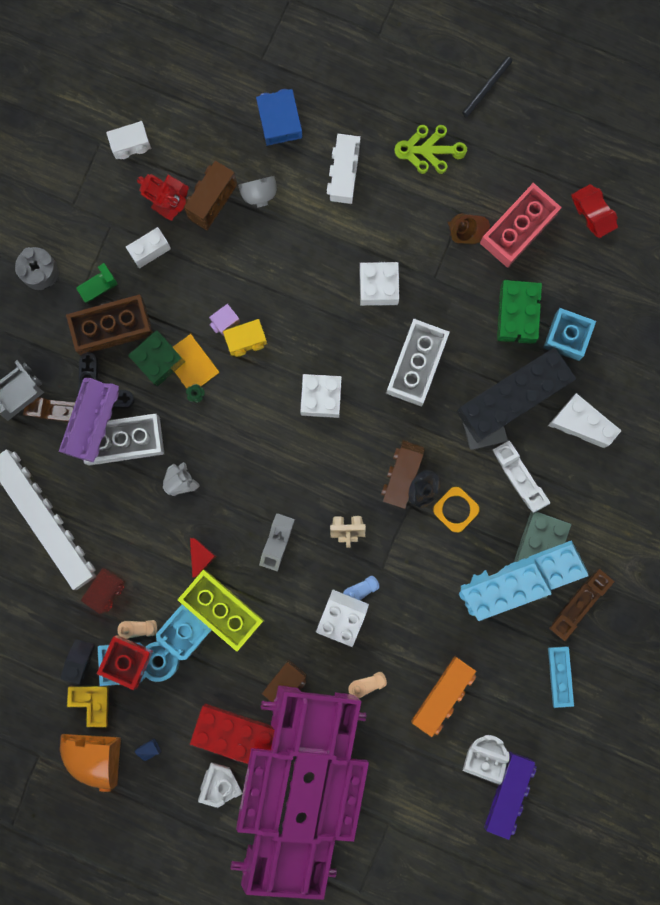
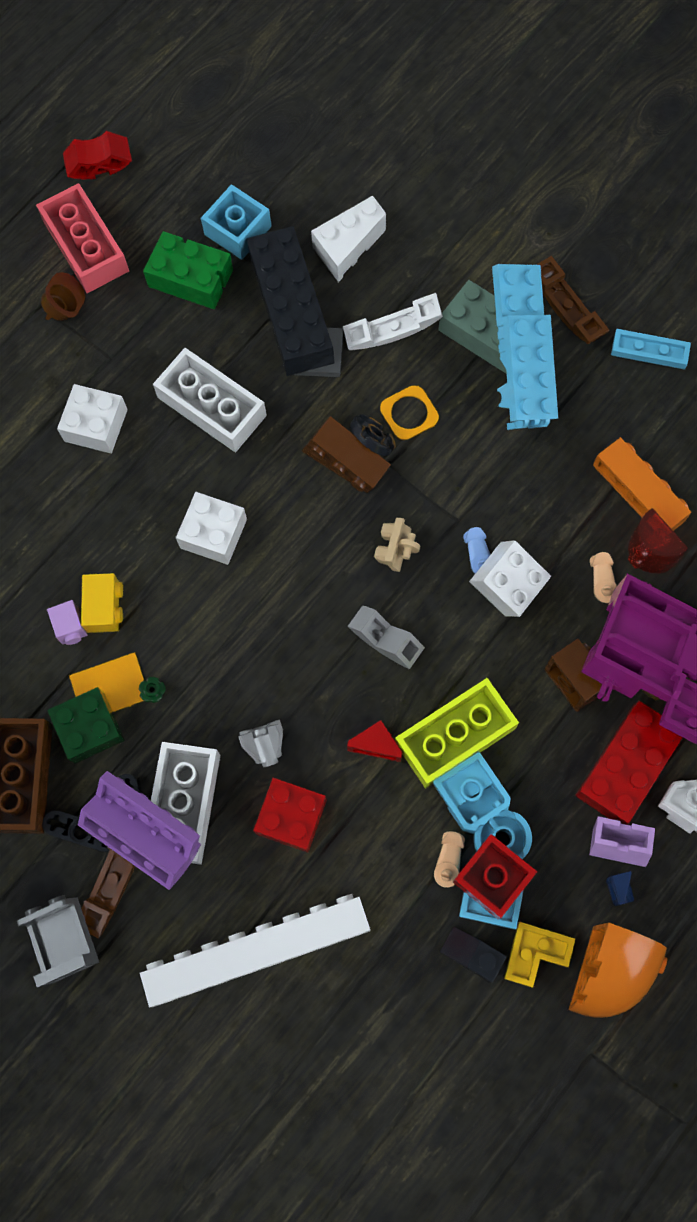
camera: 70 degrees left, 10 degrees down
(103, 591) = (384, 890): clear red brick -> none
(134, 514) = (290, 815): none -> red brick
(177, 743) = (622, 842): none -> lavender brick
(398, 714) = (654, 545): none -> clear red brick

